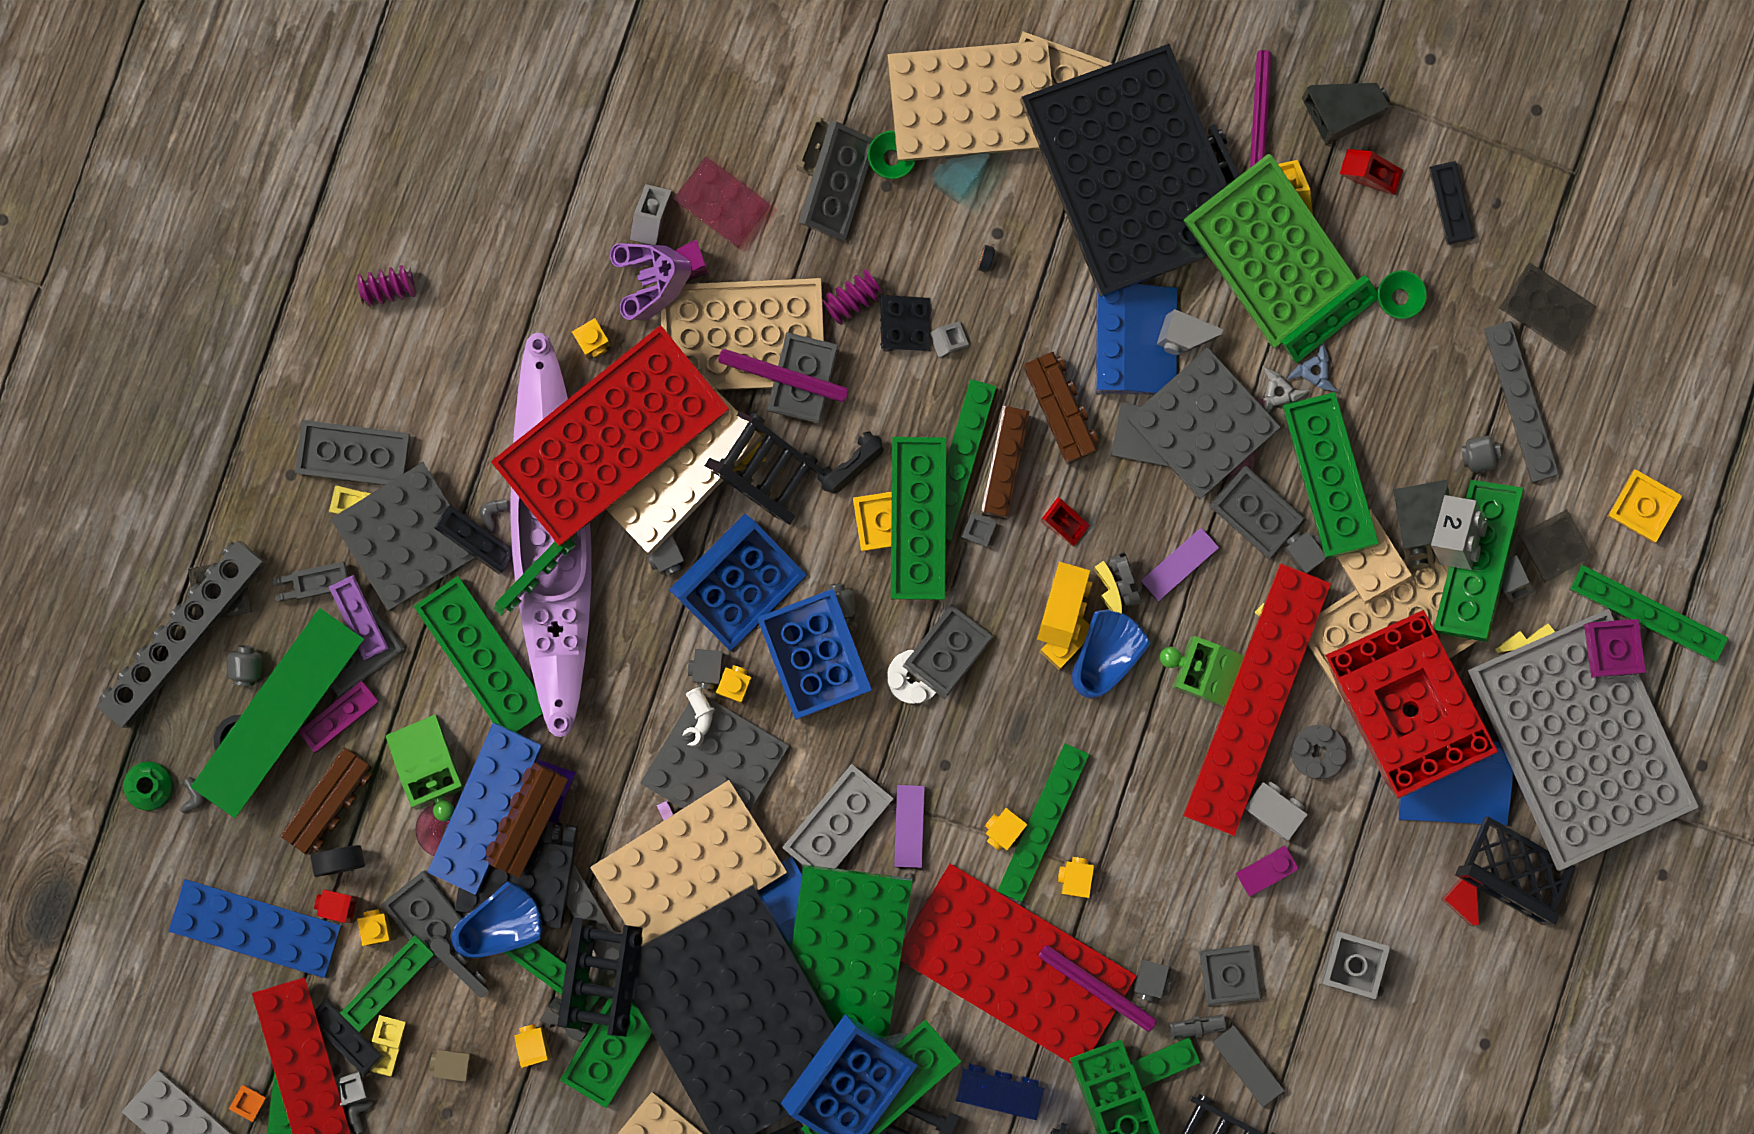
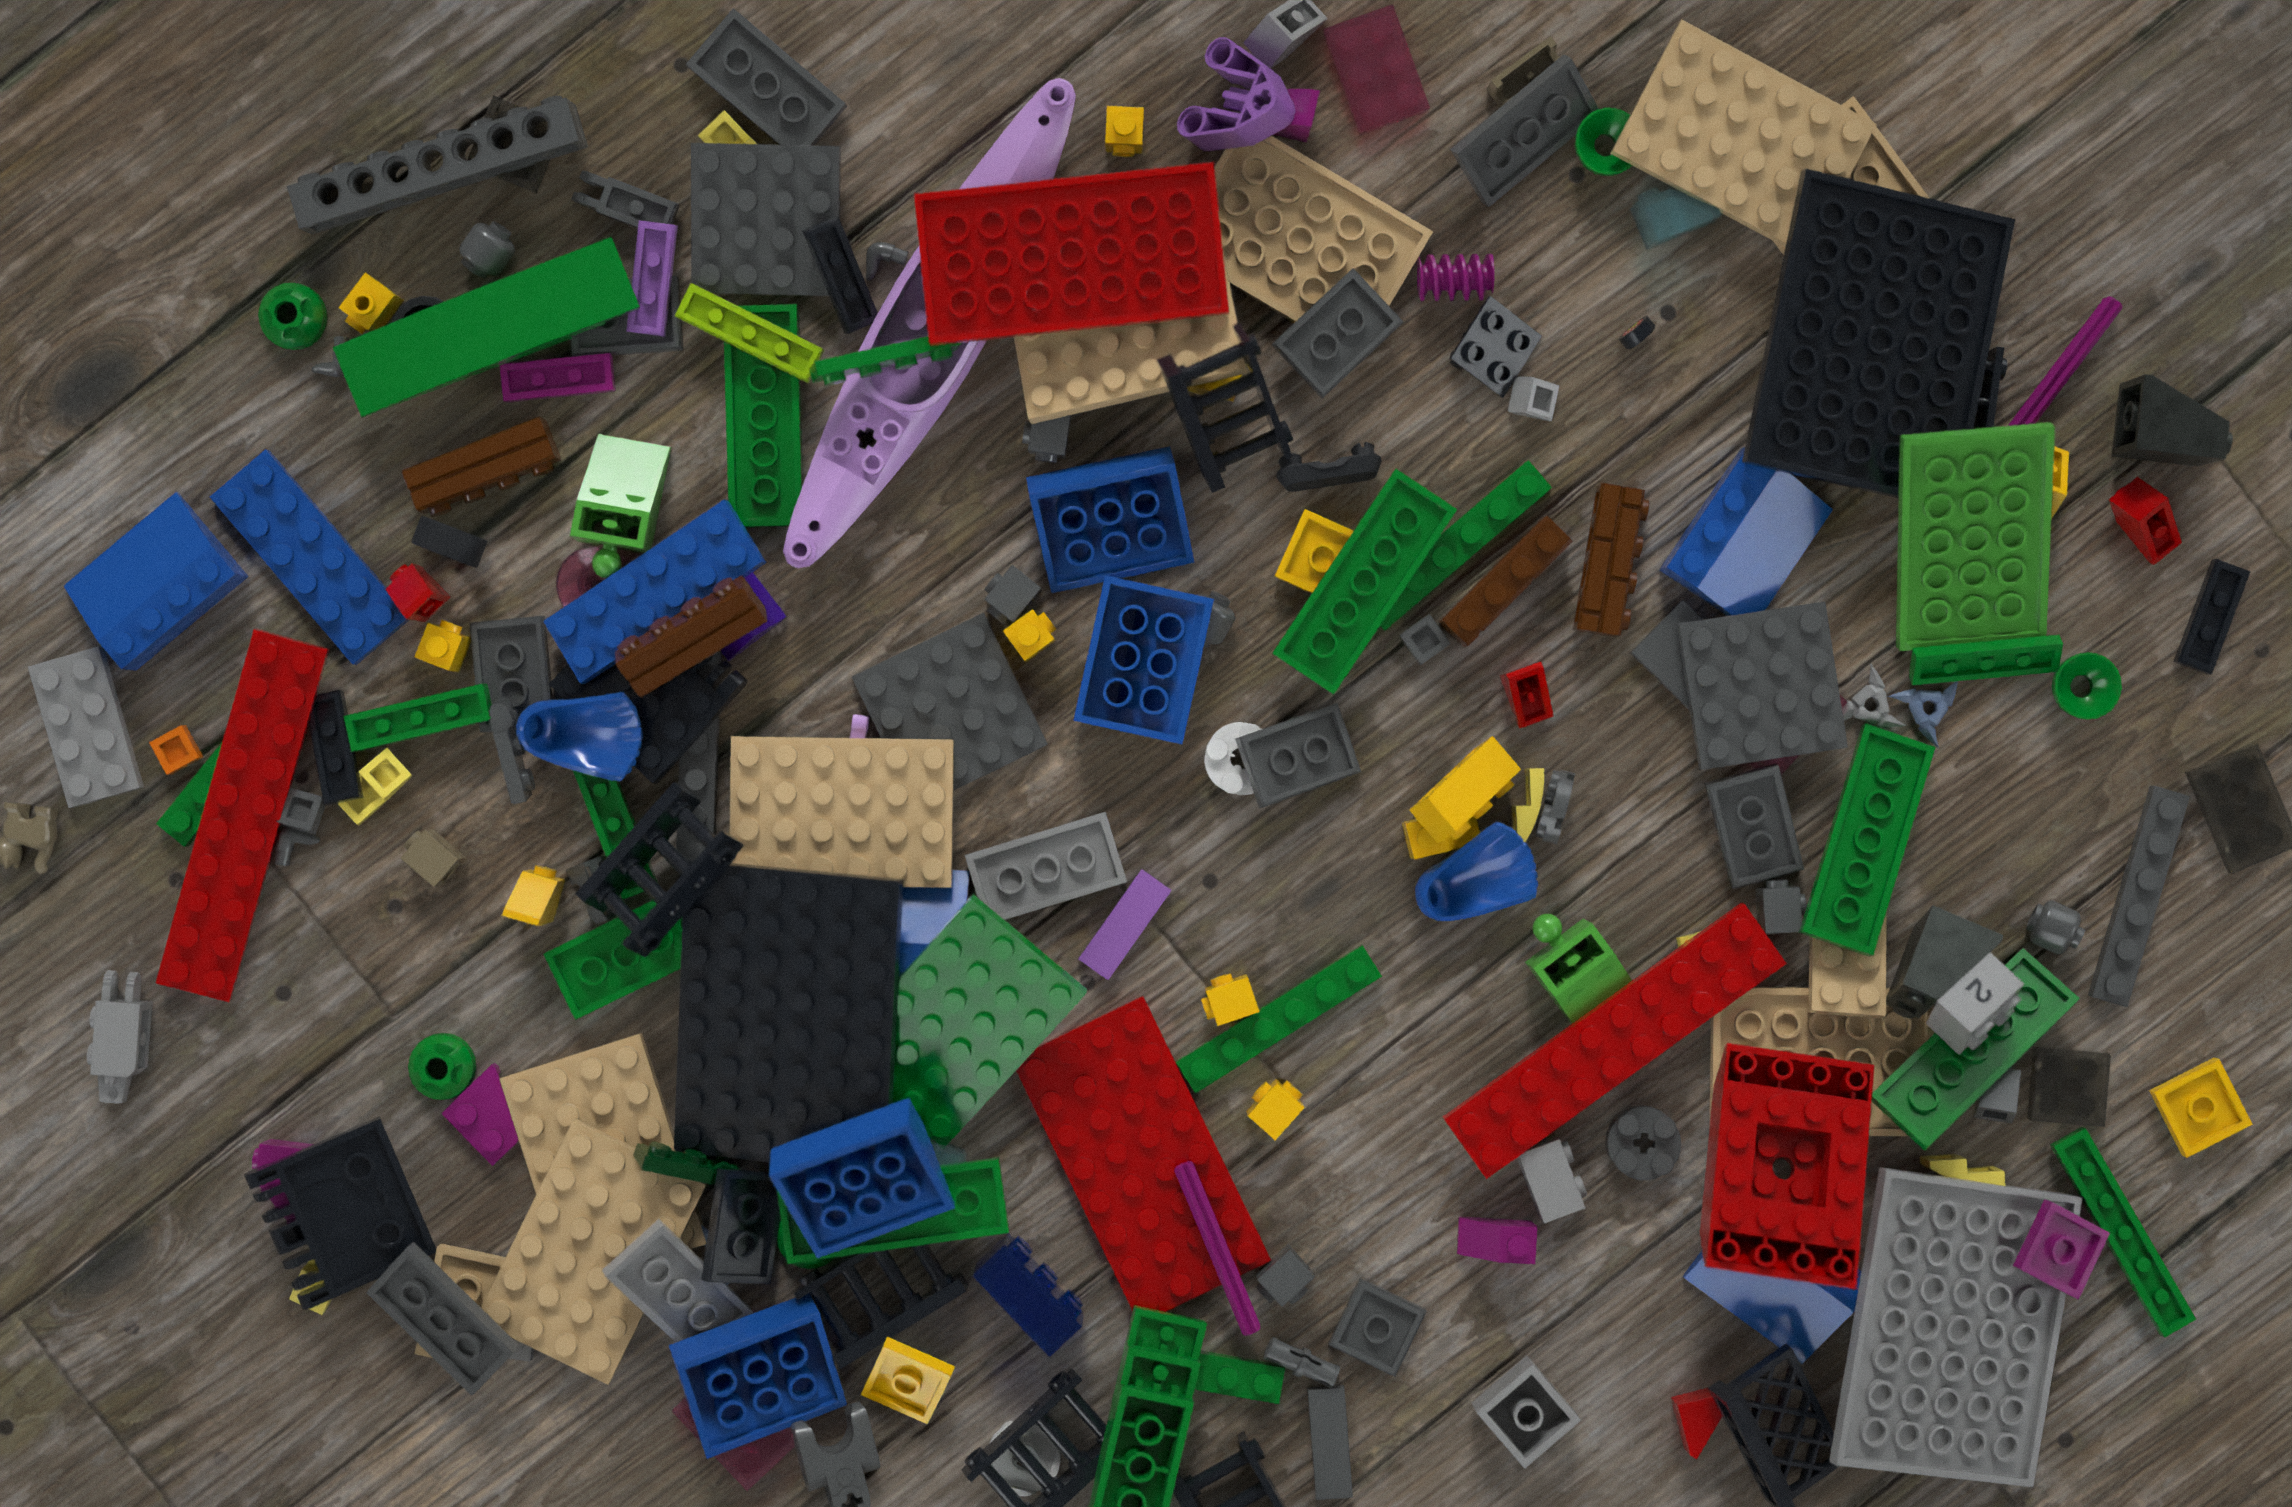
camera: 35 degrees right, 5 degrees up
(167, 1007) = (154, 583): none -> blue slope
(193, 747) = (369, 304): none -> yellow brick
(440, 611) = (748, 332): none -> lime tile
(703, 715) = (972, 647): white piece -> none
(783, 375) = (1316, 315): magenta axle -> none
(1179, 564) = (1626, 827): medium lavender tile -> none
(1185, 332) = (1810, 567): light grey slope -> none

